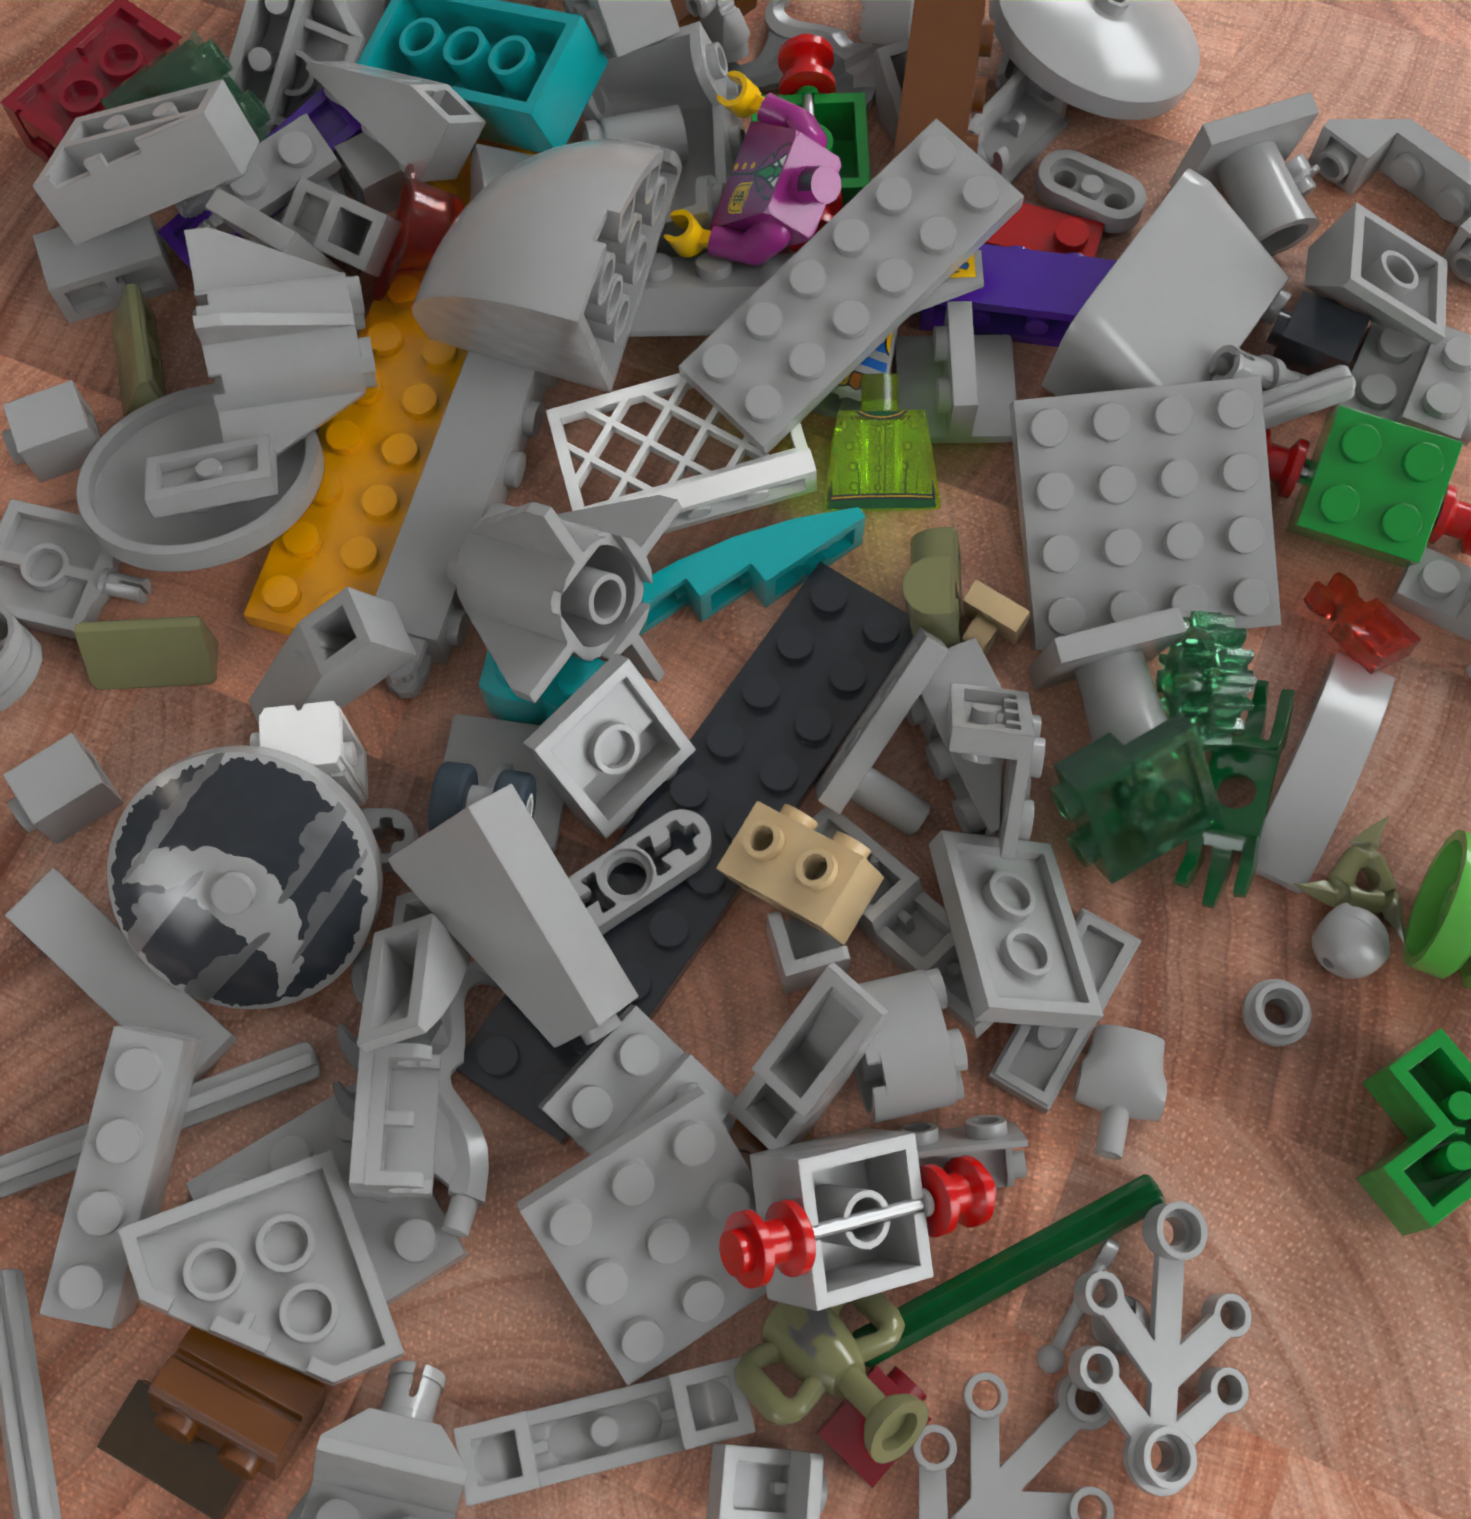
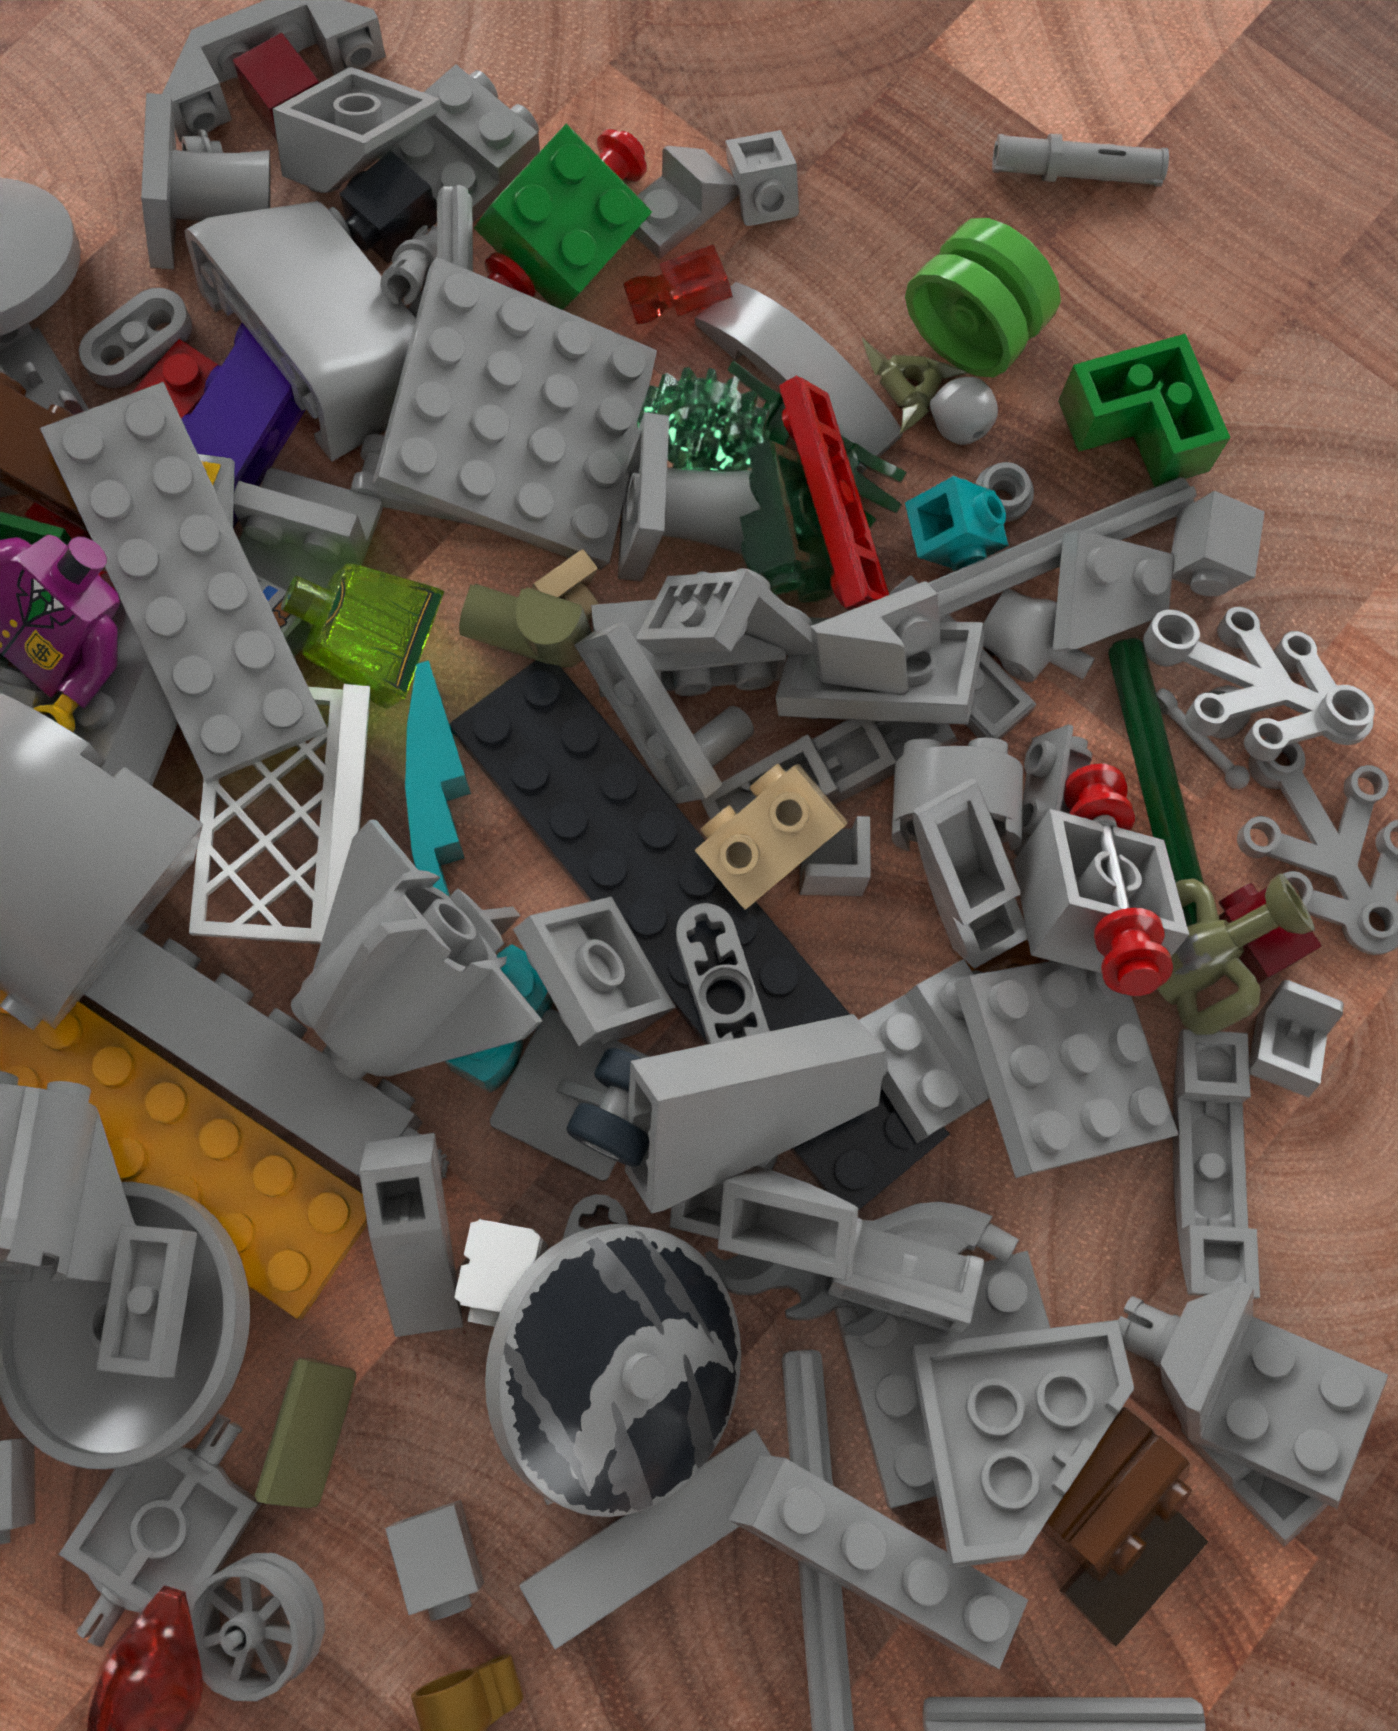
camera: 80 degrees left, 5 degrees up
(1027, 893) = (872, 641): none -> light grey slope
(1179, 827) = (849, 542): none -> red plate
(1203, 1147) = (1107, 588): none -> light grey wing
(1210, 965) = (957, 523): none -> teal brick
(1219, 1069) = (1044, 551): none -> light grey axle
(1307, 1258) = (1216, 544): none -> light grey brick
(1406, 199) = (272, 76): none -> dark red brick

